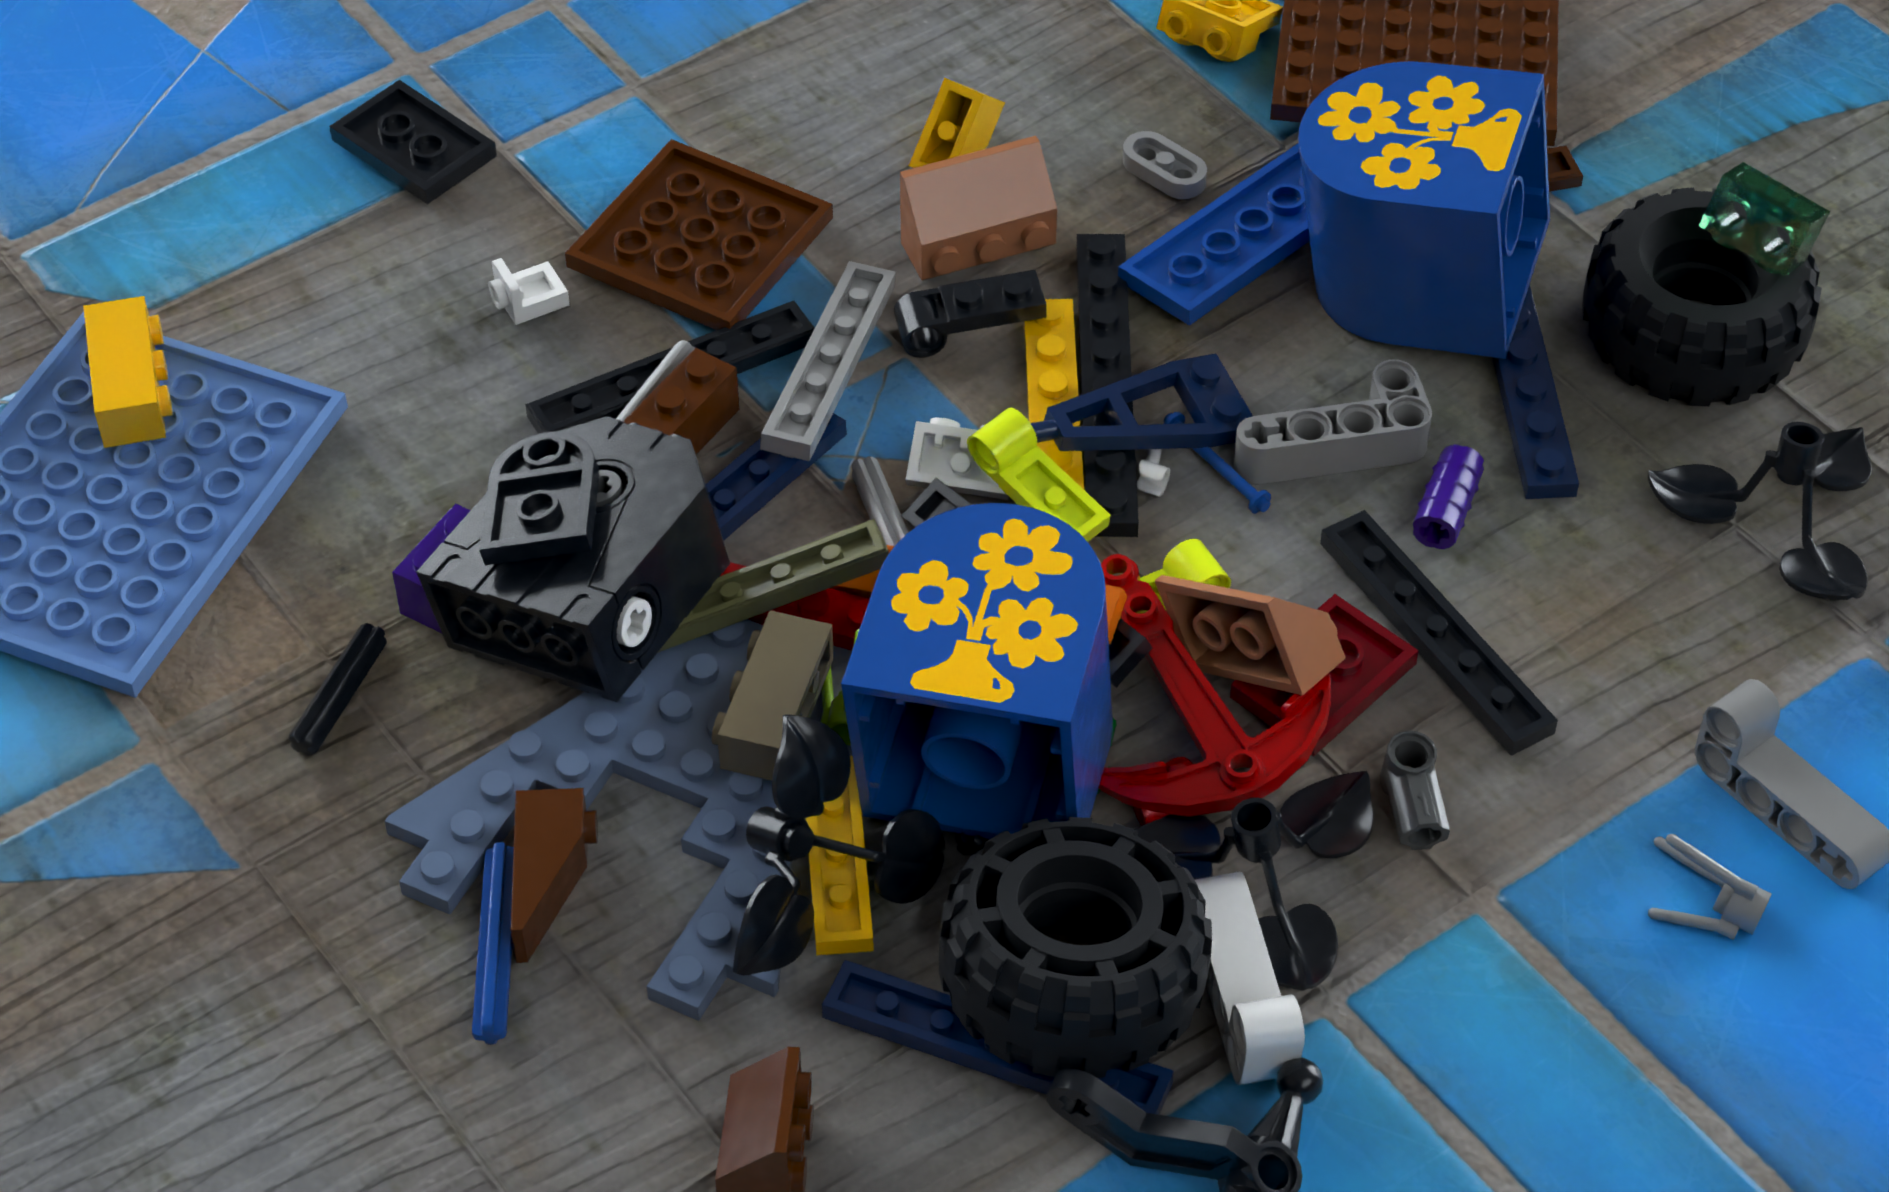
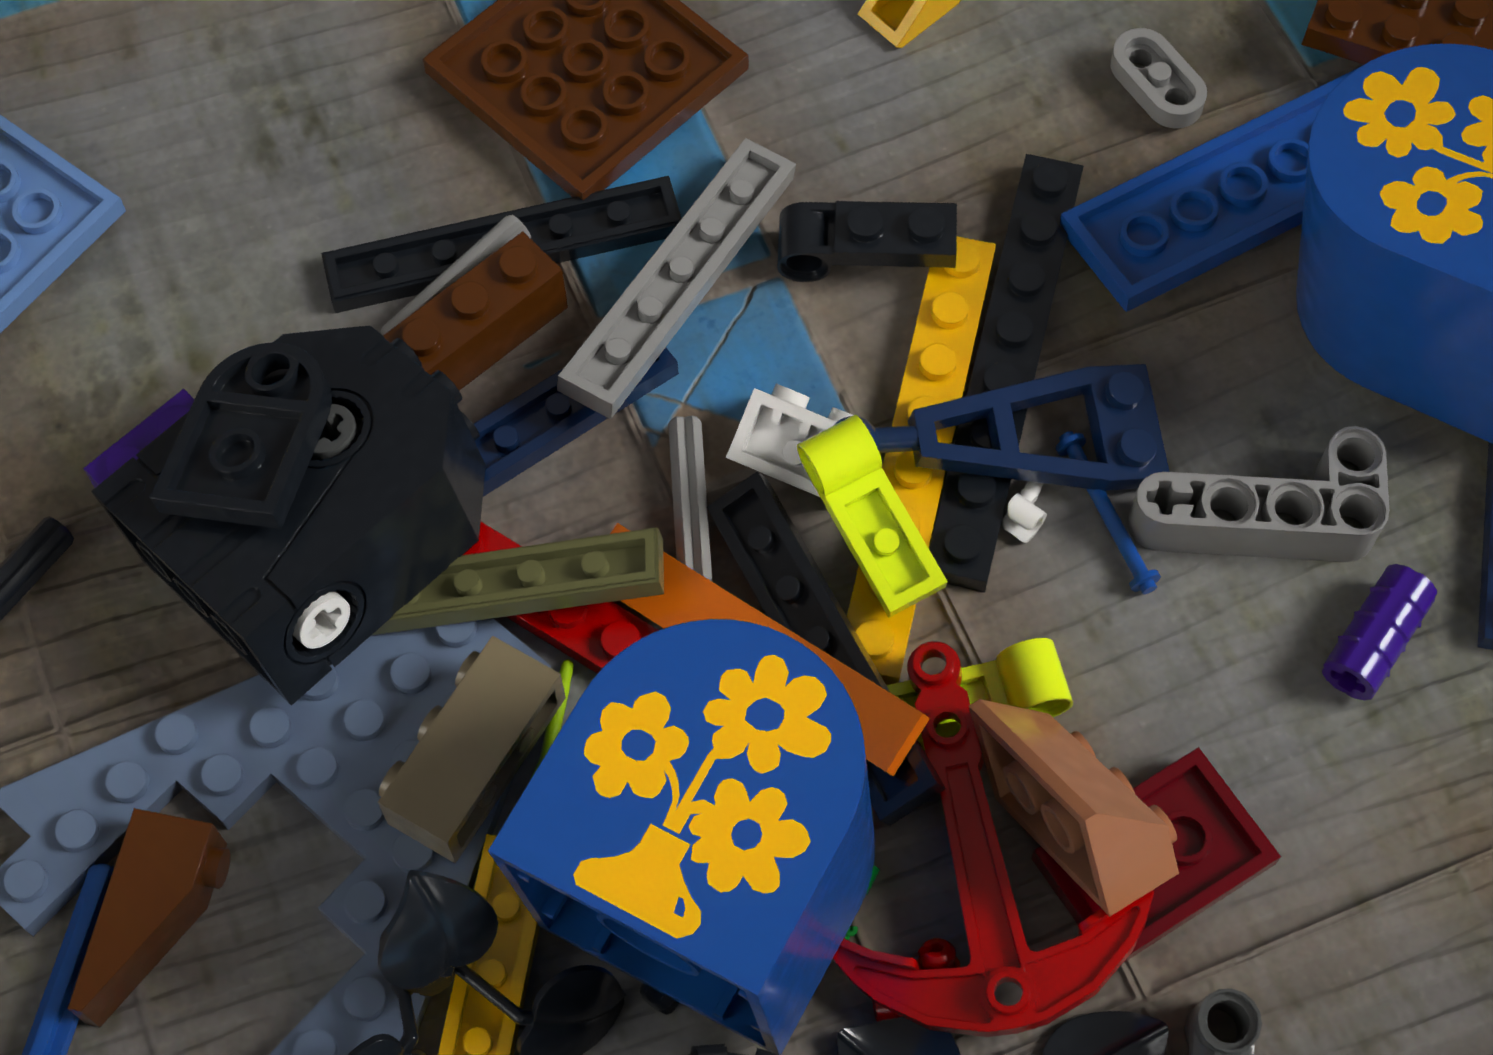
camera: 15 degrees right, 15 degrees up
(527, 292) = (366, 101): white bracket -> none
(977, 208) = (913, 101): nougat slope -> none
(1439, 633) = (1316, 833): black plate -> none

